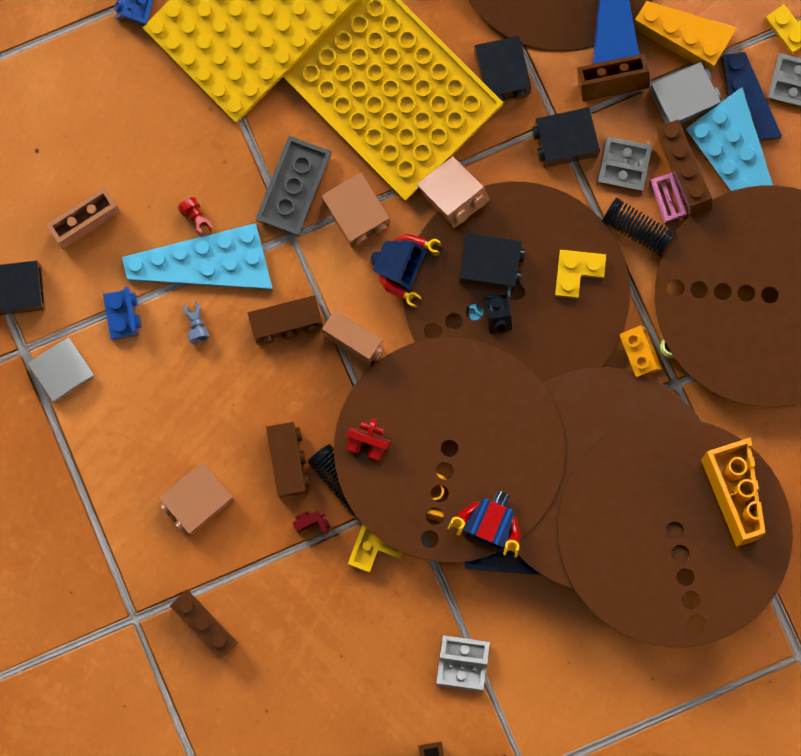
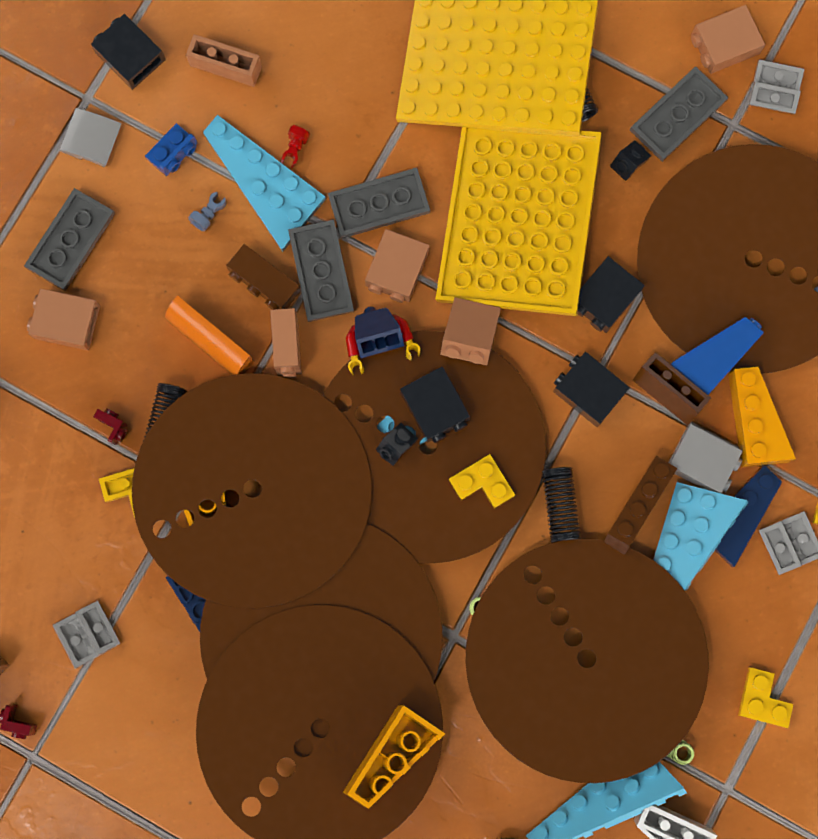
camera: 50 degrees right, 0 degrees up
(133, 447) = (69, 239): none -> dark grey plate
(287, 459) = (149, 366): reddish brown brick -> none
(300, 396) = (208, 337): none -> orange brick
(313, 270) = (321, 270): none -> dark grey plate
(357, 437) = (211, 416): red hips -> none
(490, 523) = (208, 568): torso -> none
(625, 163) = (607, 453): light grey slope -> none
(640, 351) = (456, 586): light orange bracket -> none
(674, 216) = (595, 528): bright pink tile -> none

